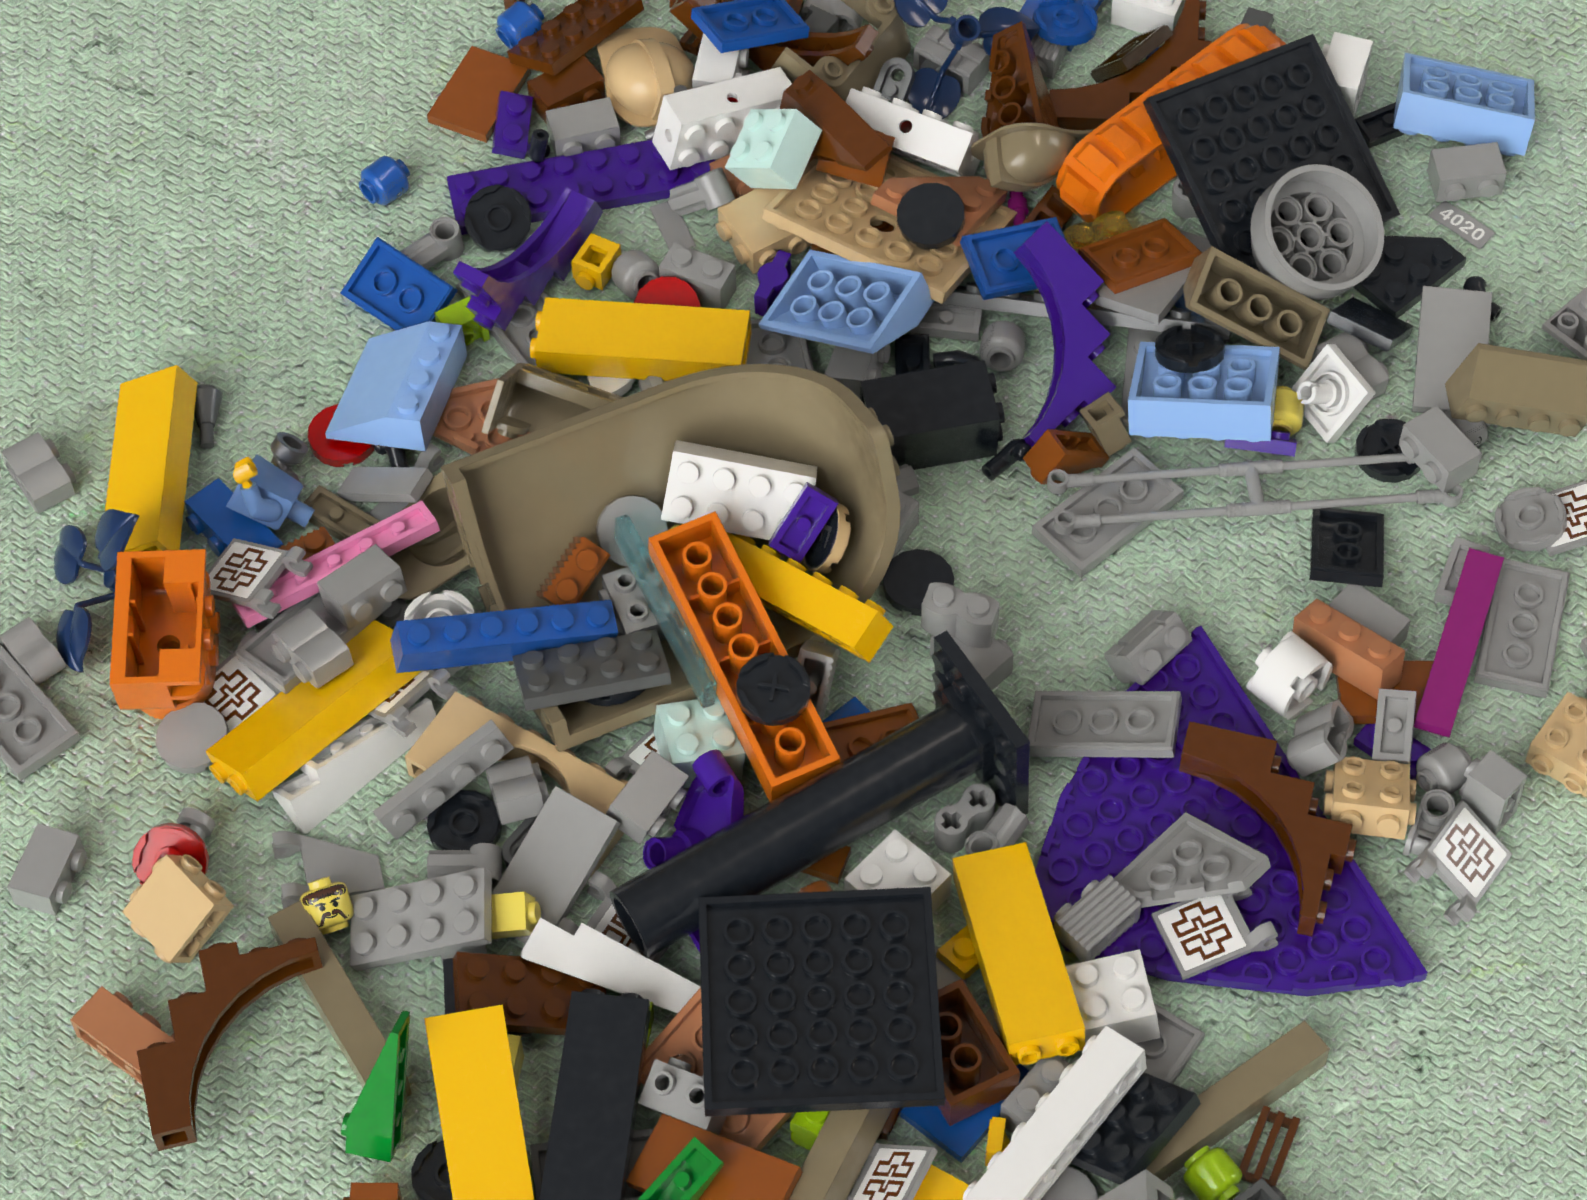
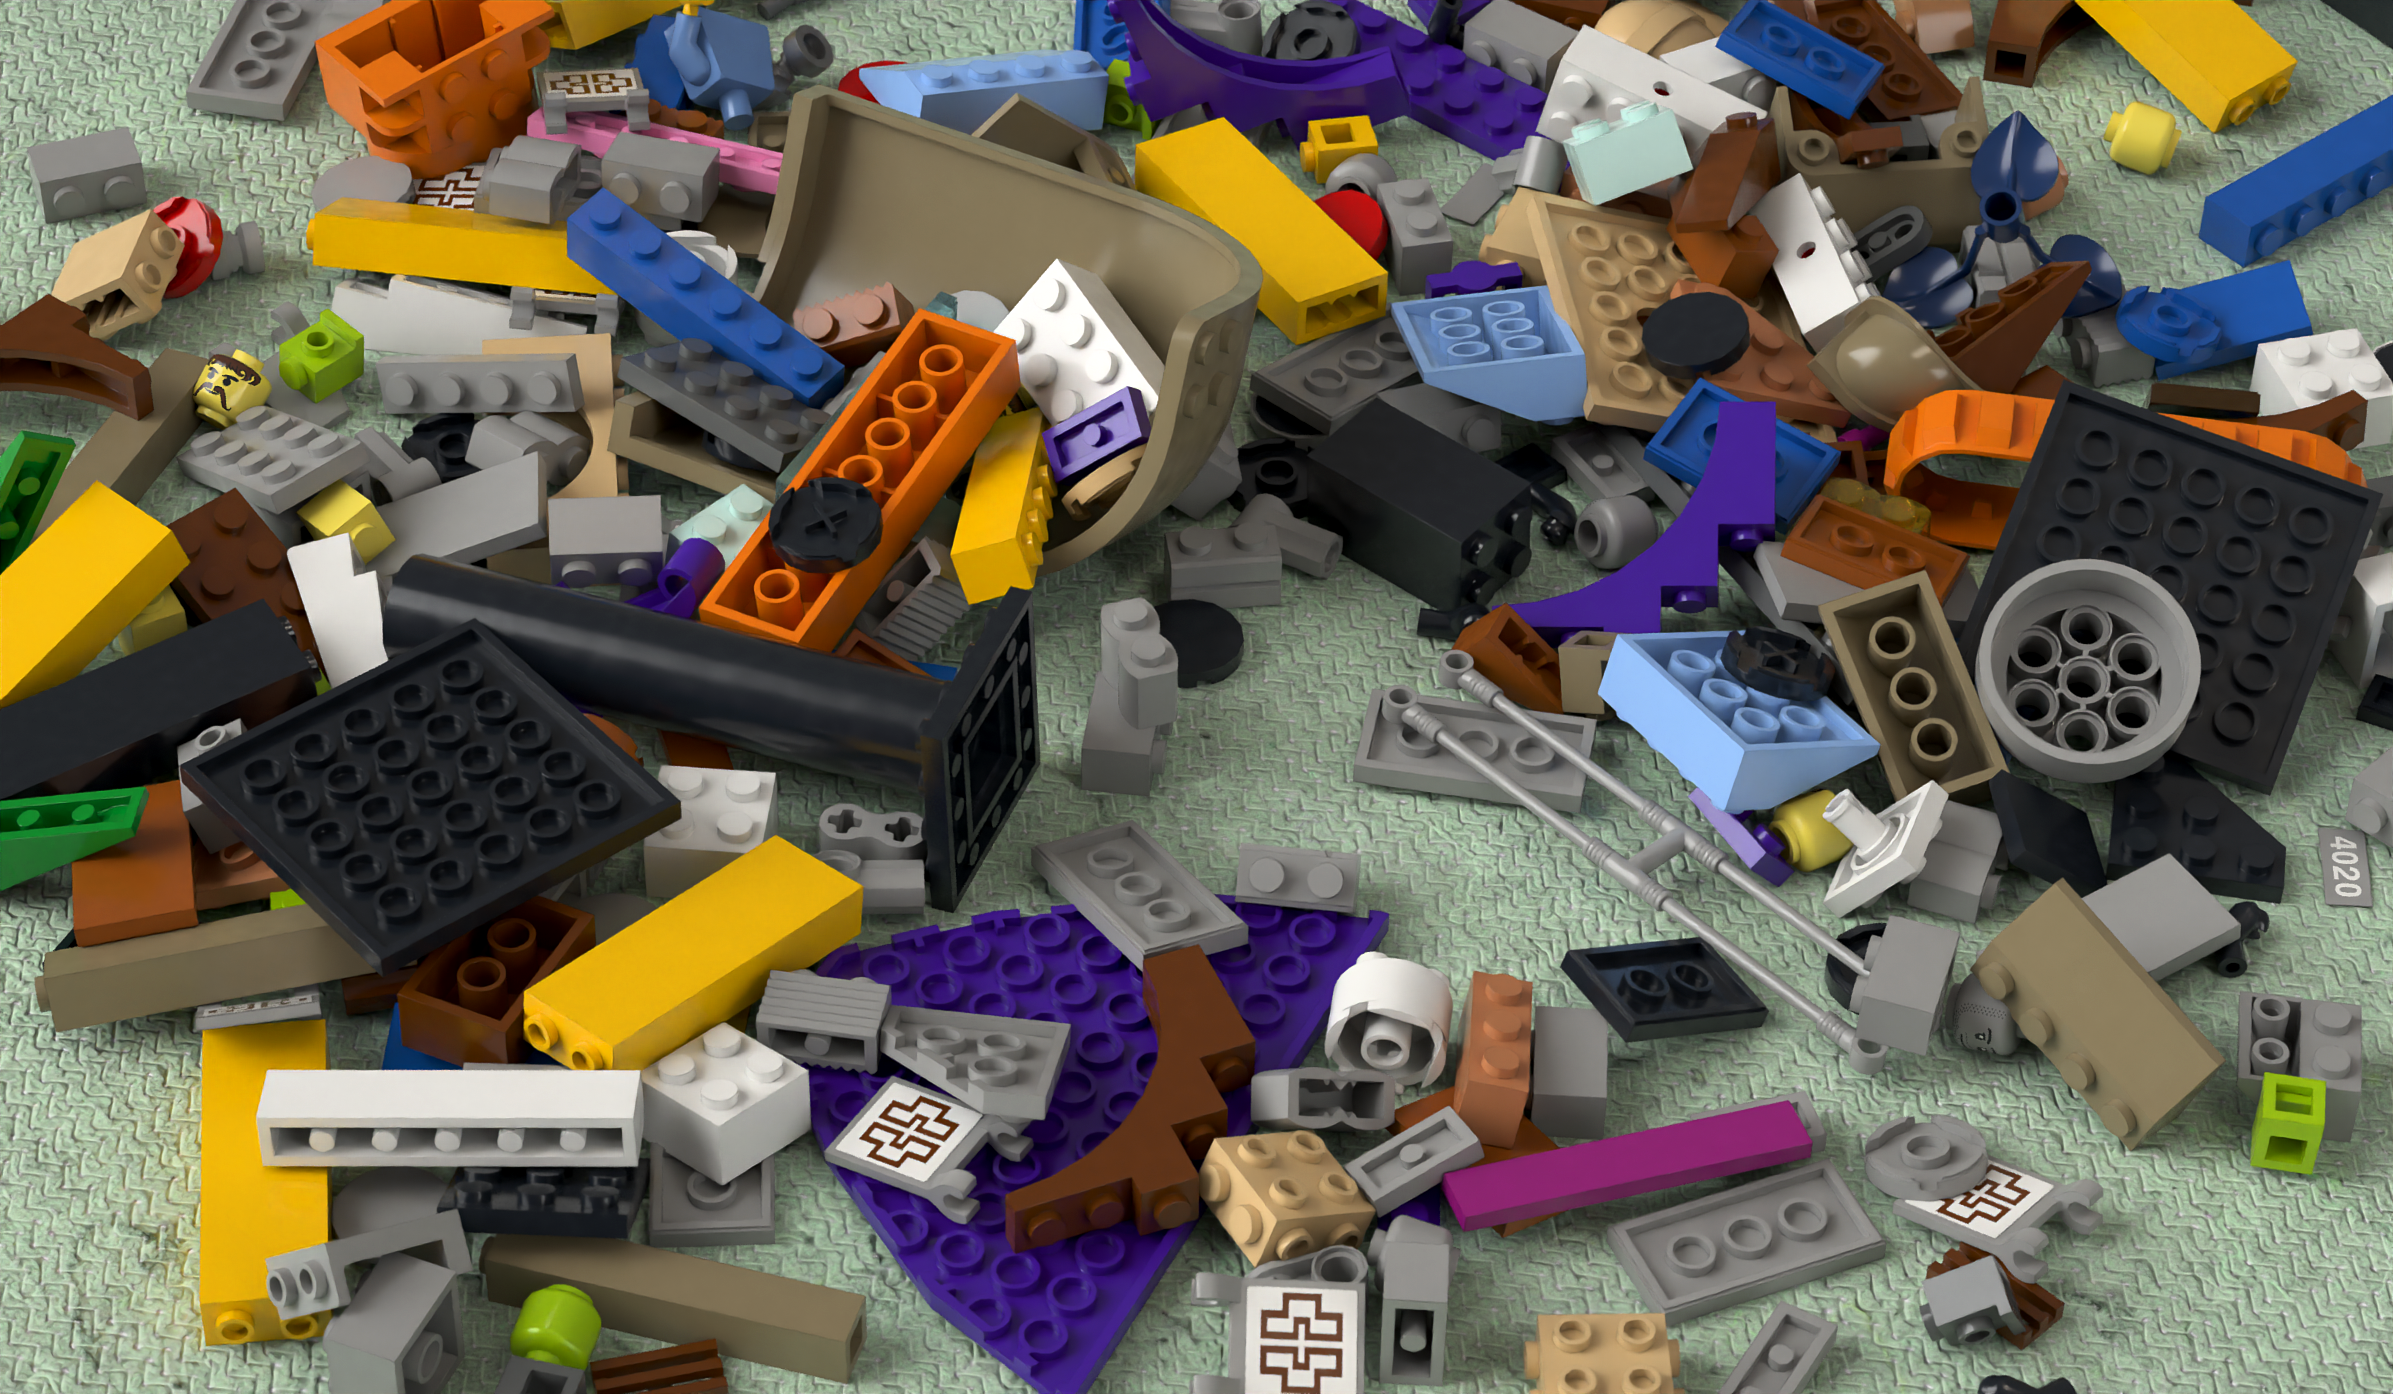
camera: 50 degrees right, 15 degrees down
(340, 843) = (322, 357): none -> lime brick

